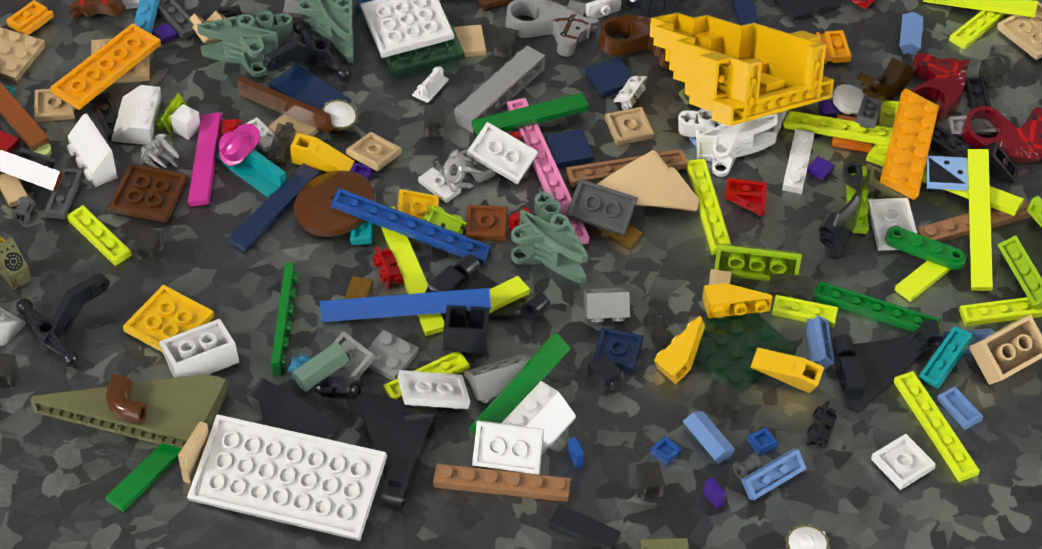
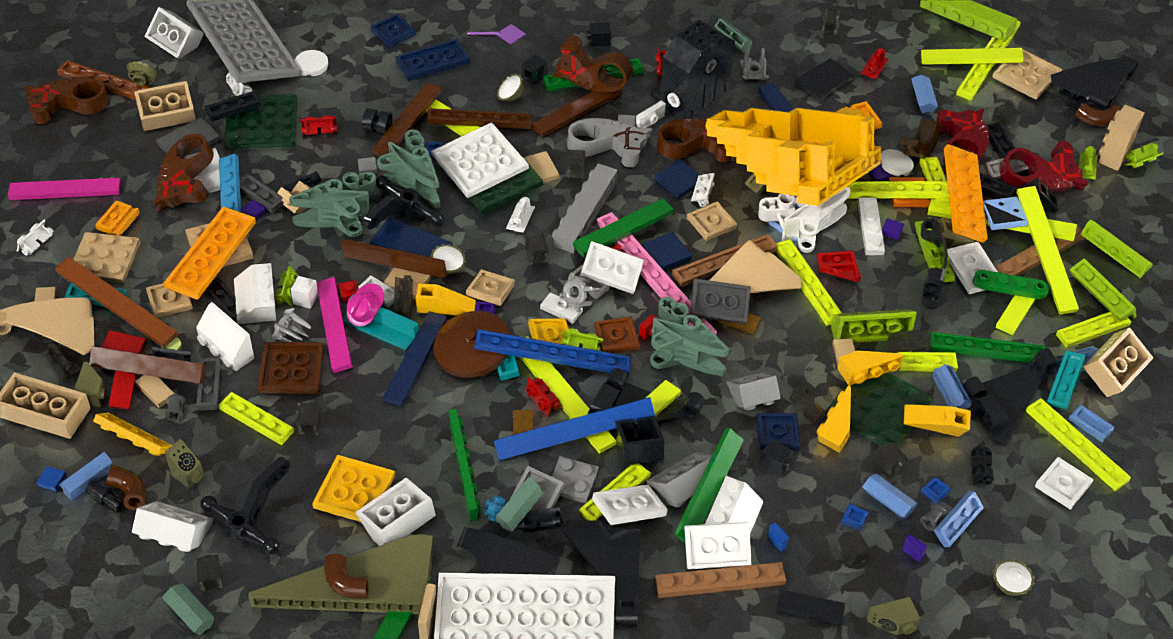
camera: 15 degrees left, 0 degrees up
(868, 112) = (920, 171): dark grey plate -> none

